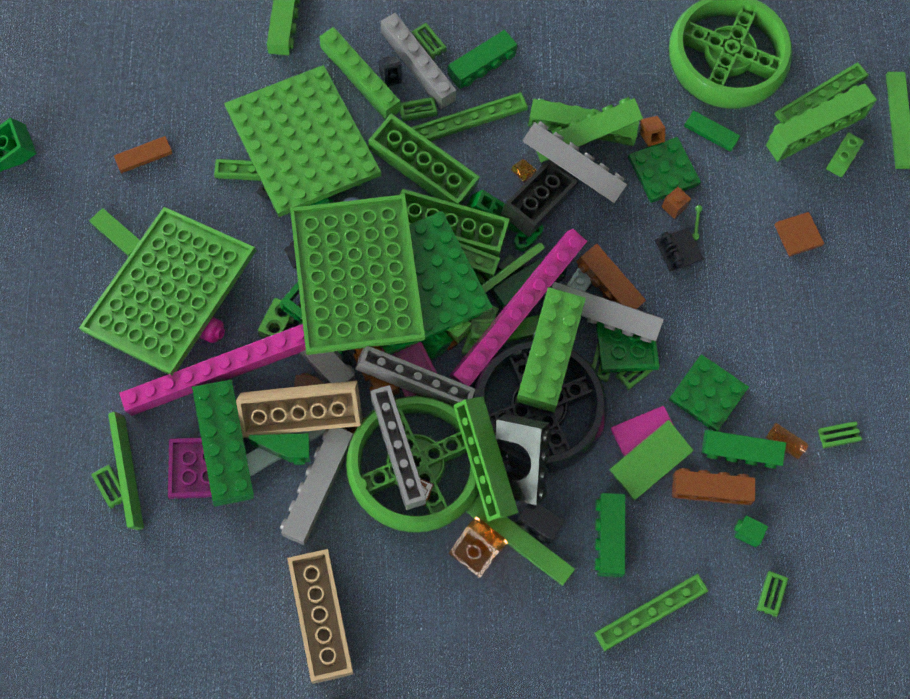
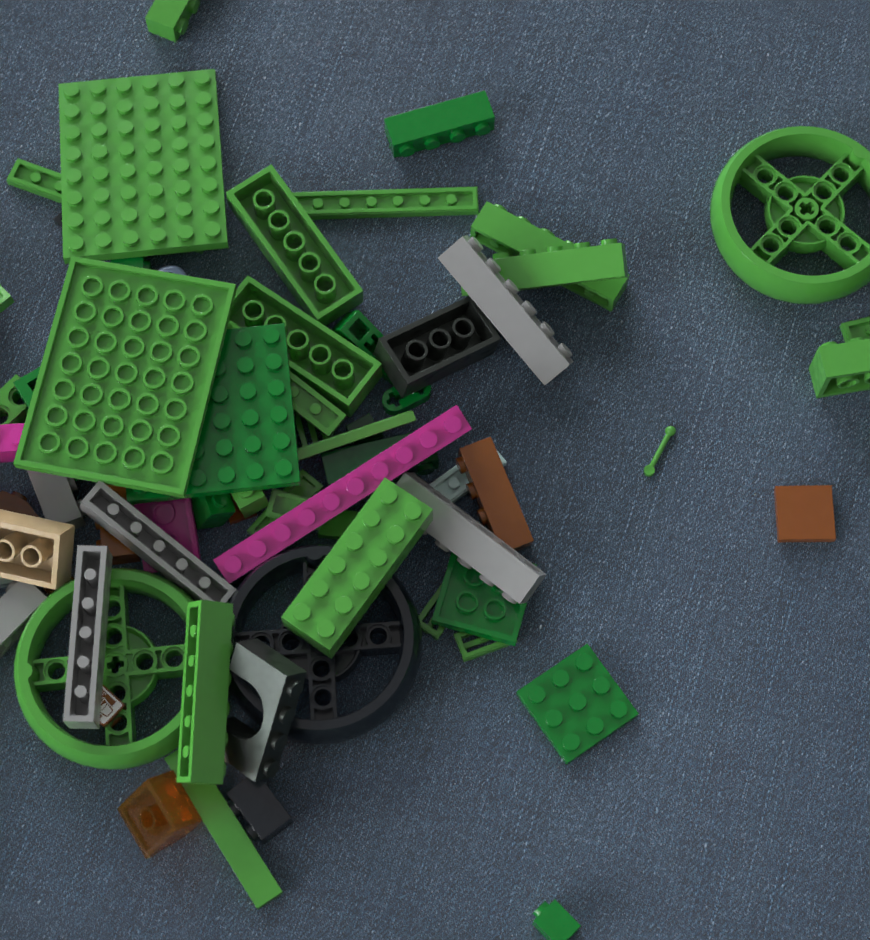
camera: 25 degrees right, 0 degrees up
(359, 73) = (258, 96): bright green brick -> none
(390, 70) = (302, 103): black slope -> none
(418, 61) = (347, 101): light grey brick -> none
(418, 112) = (322, 173): bright green tile -> none
(436, 51) = (381, 94): bright green tile -> none
(523, 169) = (435, 297): clear orange tile -> none
(611, 535) = (351, 861): green brick -> none
(635, 430) = (461, 733): dark pink tile -> none
(651, 460) = (452, 772): bright green tile -> none
(652, 130) = (643, 297): dark orange brick -> none
(663, 169) = (641, 359): green plate -> none
(676, 202) = (637, 412): dark orange brick -> none
(678, 249) = (616, 481): black hinge -> none
(712, 131) = (734, 324): green tile -> none
(713, 487) = (527, 842): dark orange brick -> none
(744, 448) = (593, 800): green brick -> none
(794, 445) = (664, 811): clear orange hinge -> none
(855, 431) = (773, 830): bright green tile -> none

